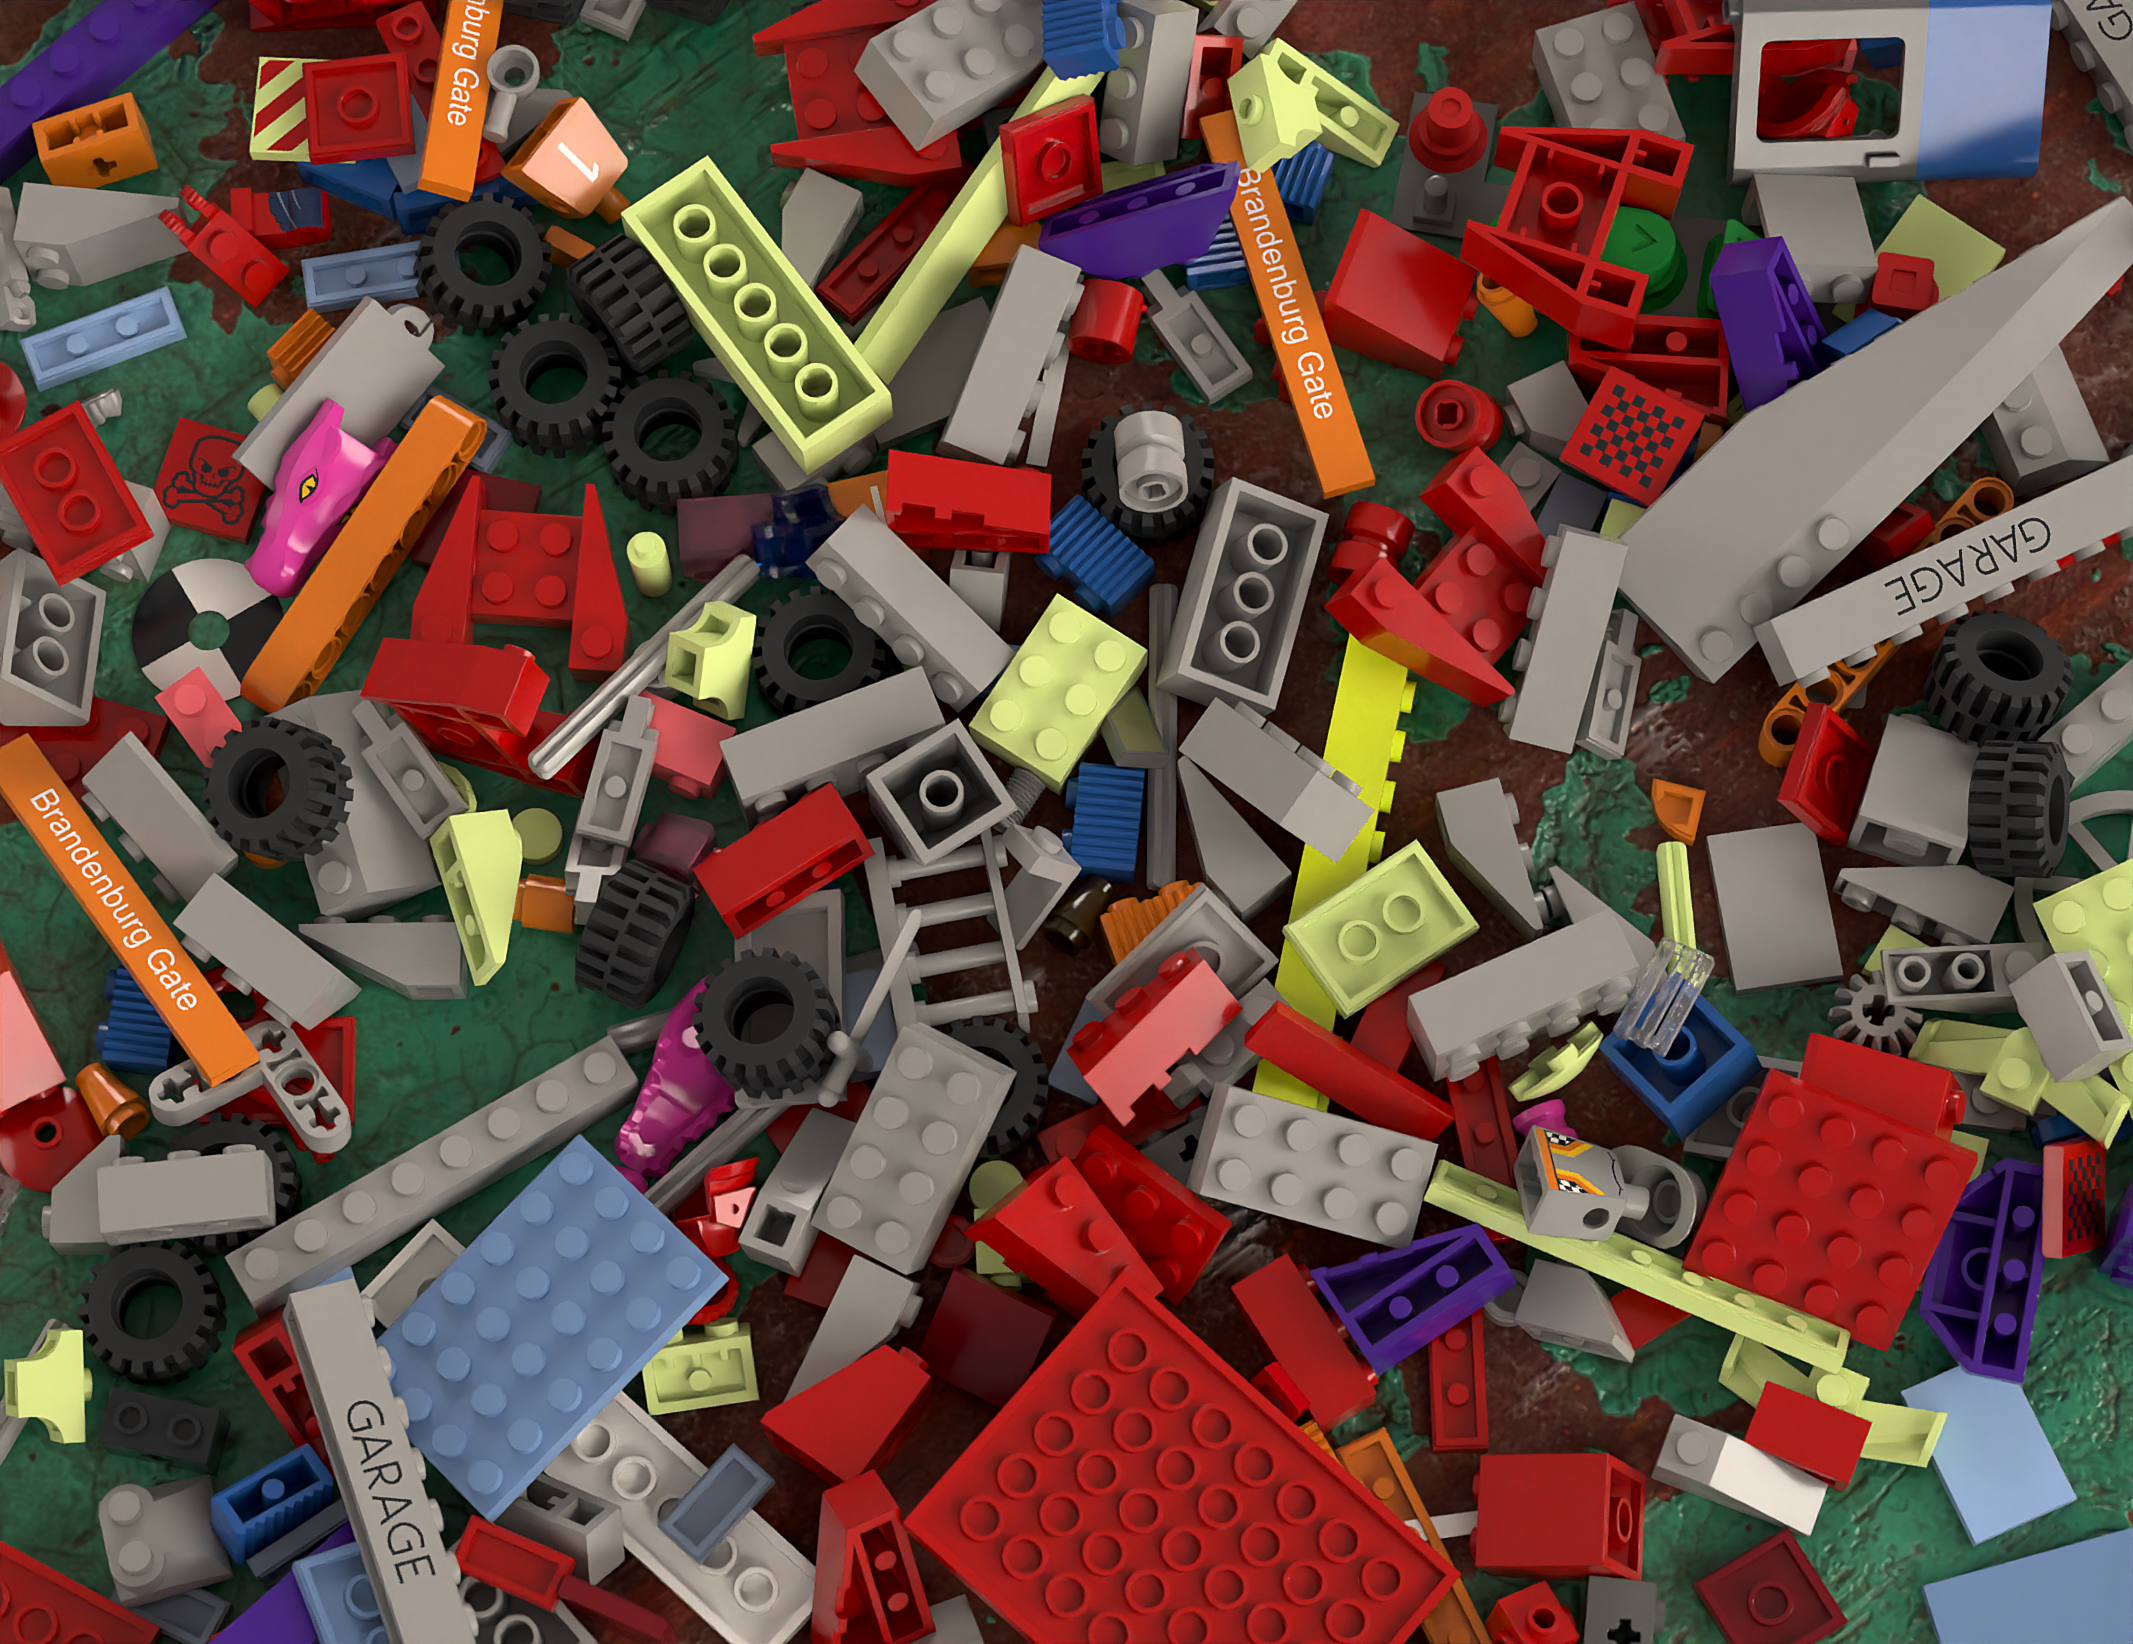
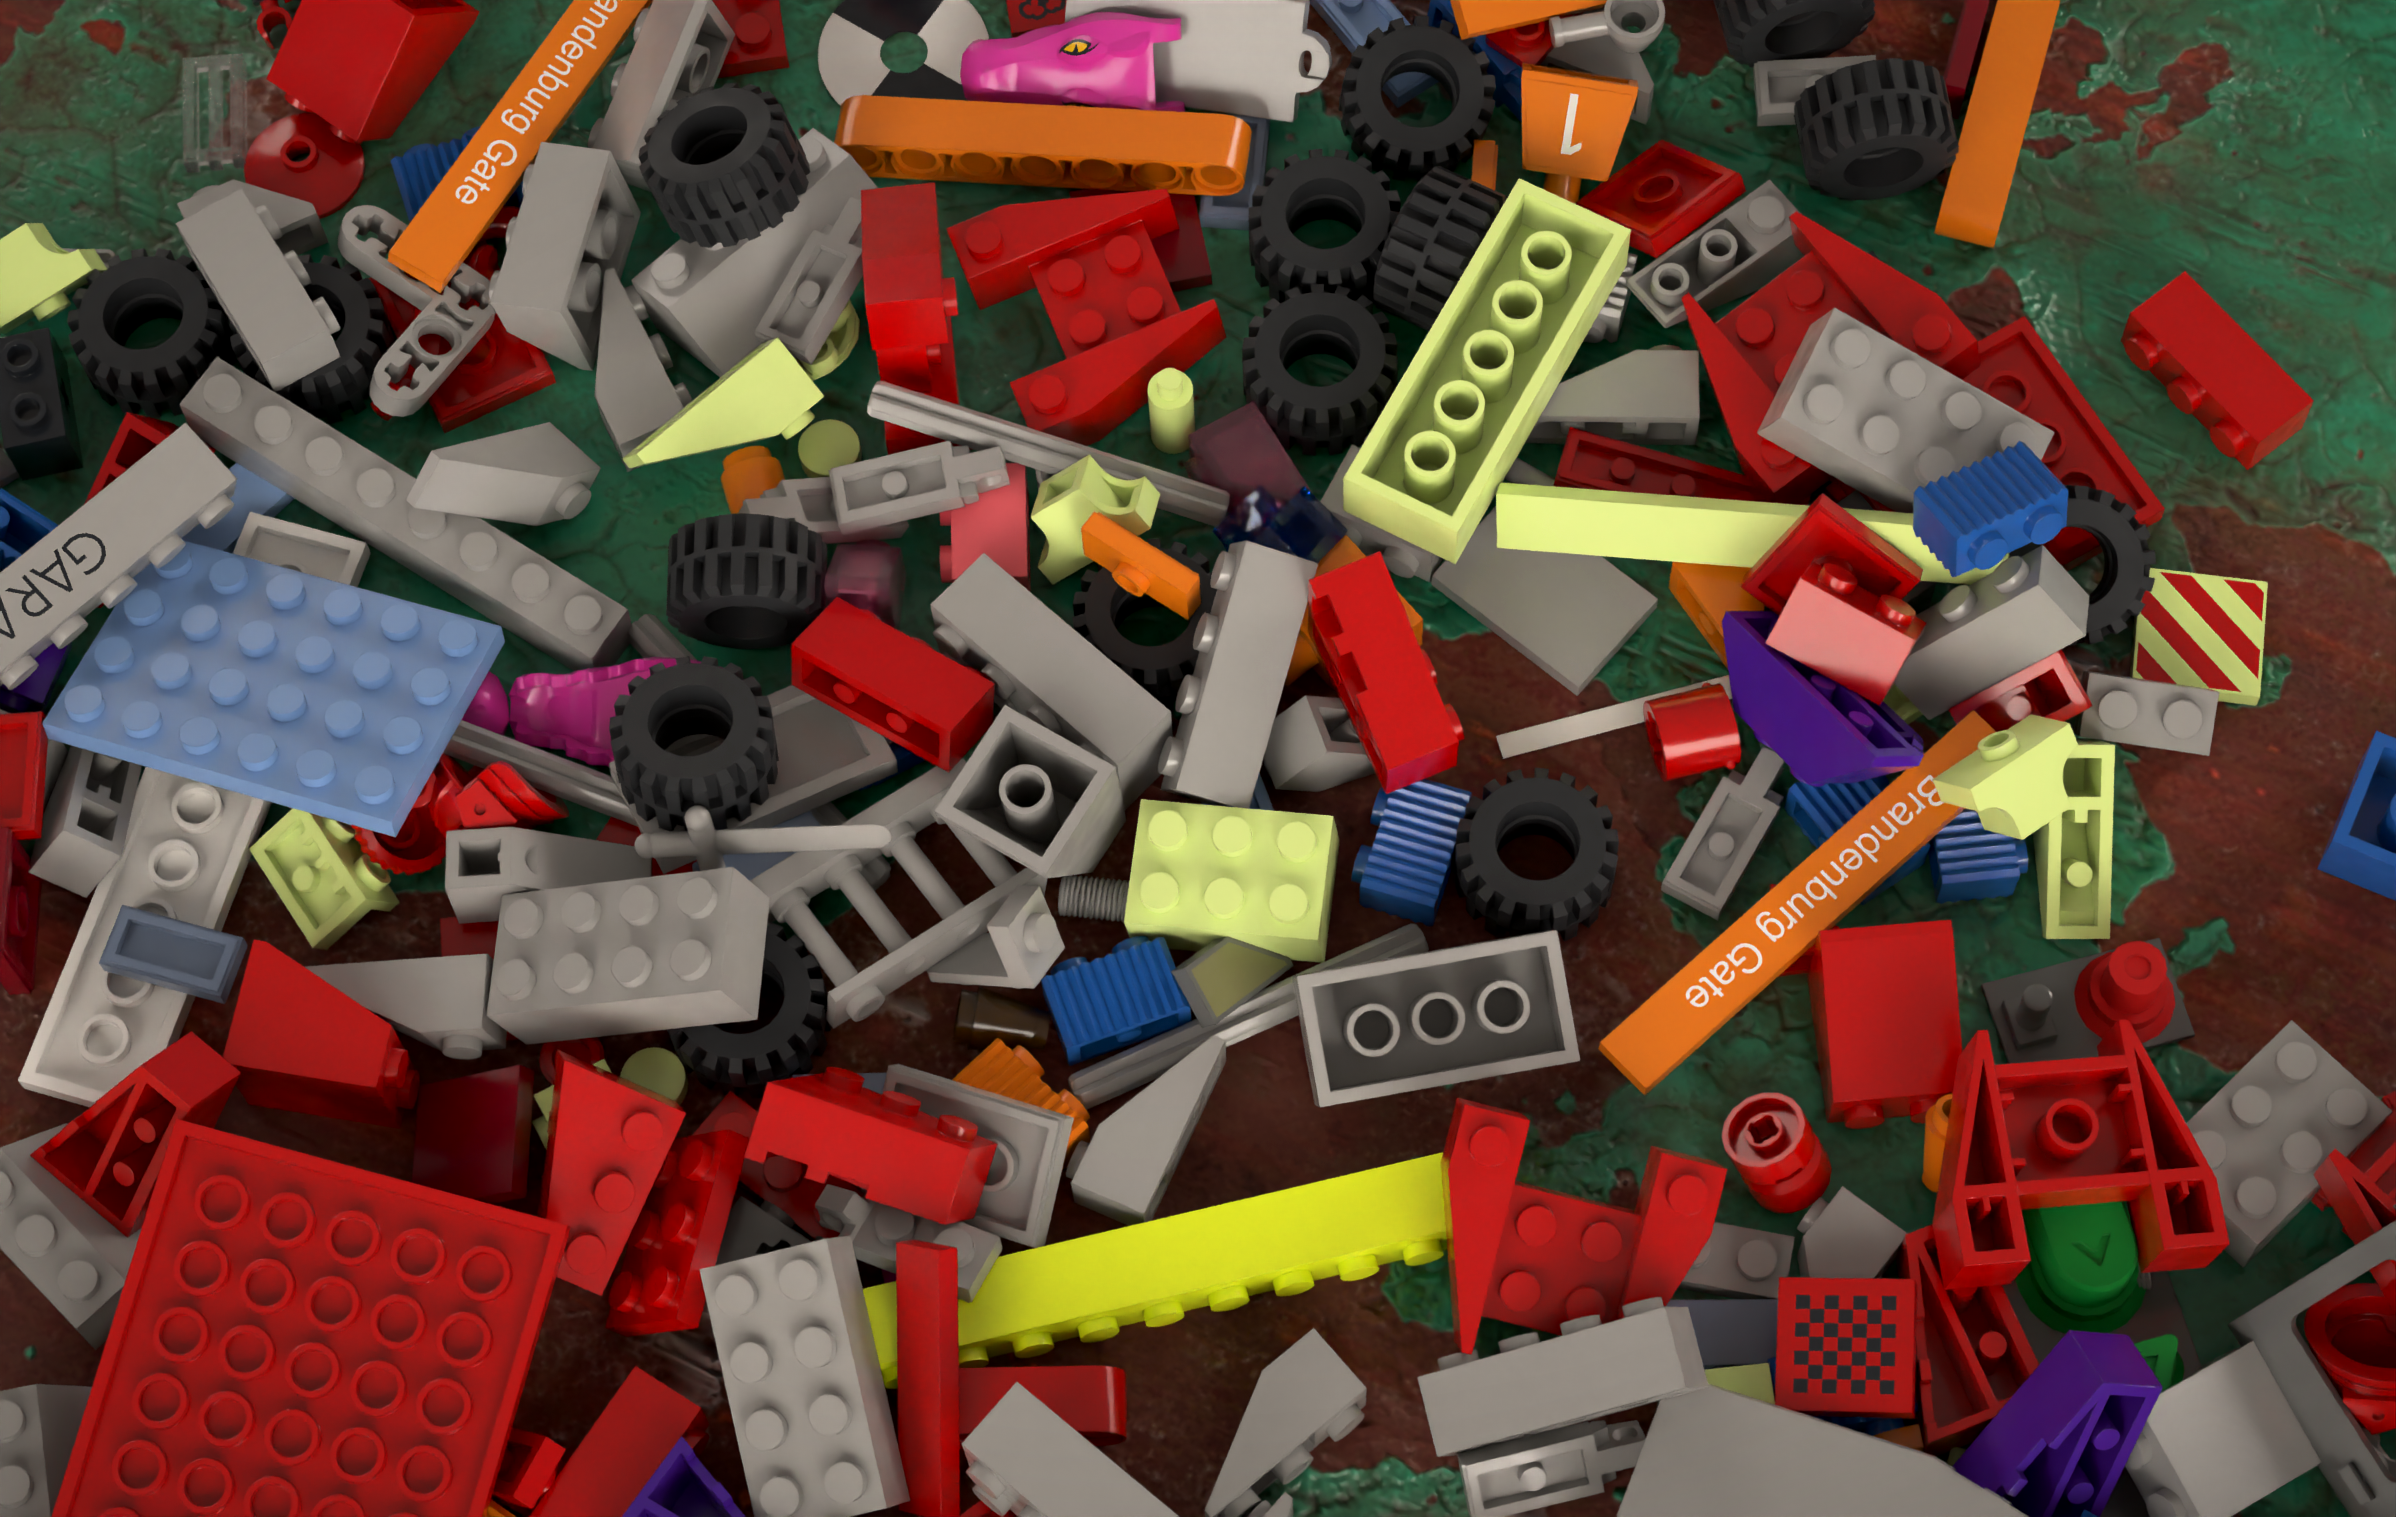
camera: 65 degrees right, 5 degrees down
(112, 1102) = (364, 185): orange cone -> none
(198, 714) = (802, 75): coral brick -> none
(450, 1072) = (508, 477): none -> light grey slope
(660, 132) = (1664, 196): none -> red tile
(736, 113) = (1722, 258): none -> light grey slope
(789, 634) = (1140, 566): none -> orange plate
(1009, 357) = (1576, 646): light grey brick -> none
(1106, 167) = (1846, 631): none -> brick
(1151, 461) = (1528, 836): light grey wheel -> none
(1275, 779) = (1228, 1140): light grey brick -> none
(1369, 534) = (1573, 1132): red wheel -> none
(1380, 929) = (1120, 1338): yellowish green tile -> none

